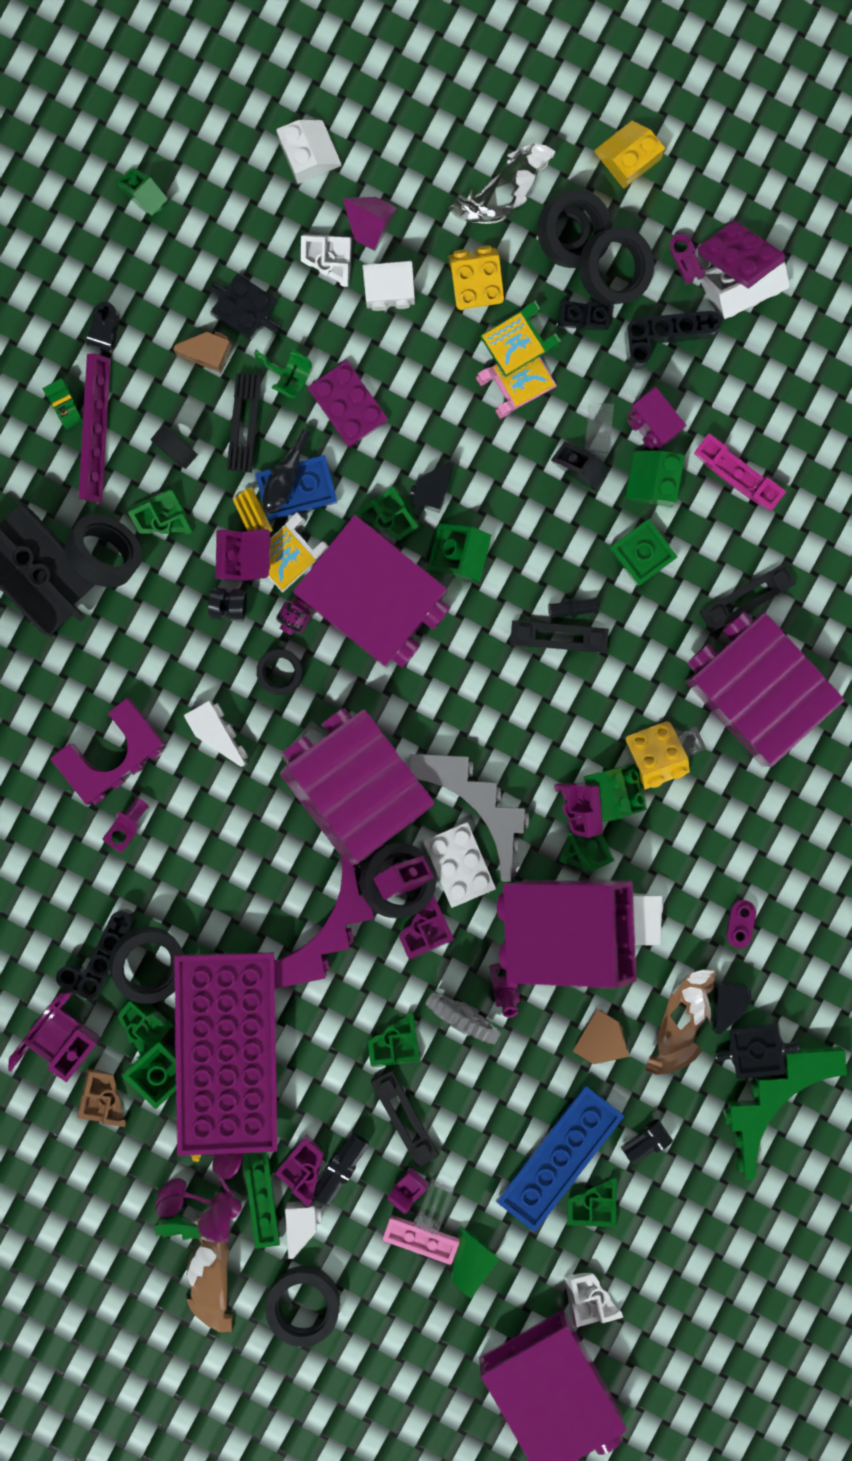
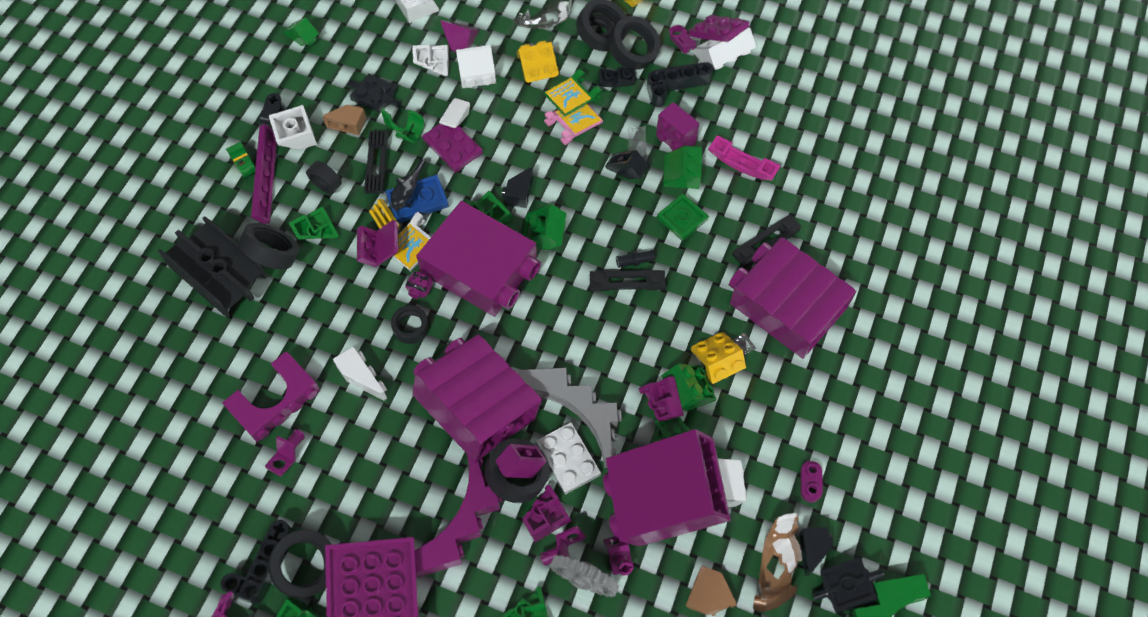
camera: 10 degrees left, 25 degrees down
(132, 363) = (293, 128): none -> white slope
(235, 608) = (373, 279): black wheel -> none
(355, 359) = (455, 113): none -> white slope
(441, 977) = (562, 545): none -> magenta bracket

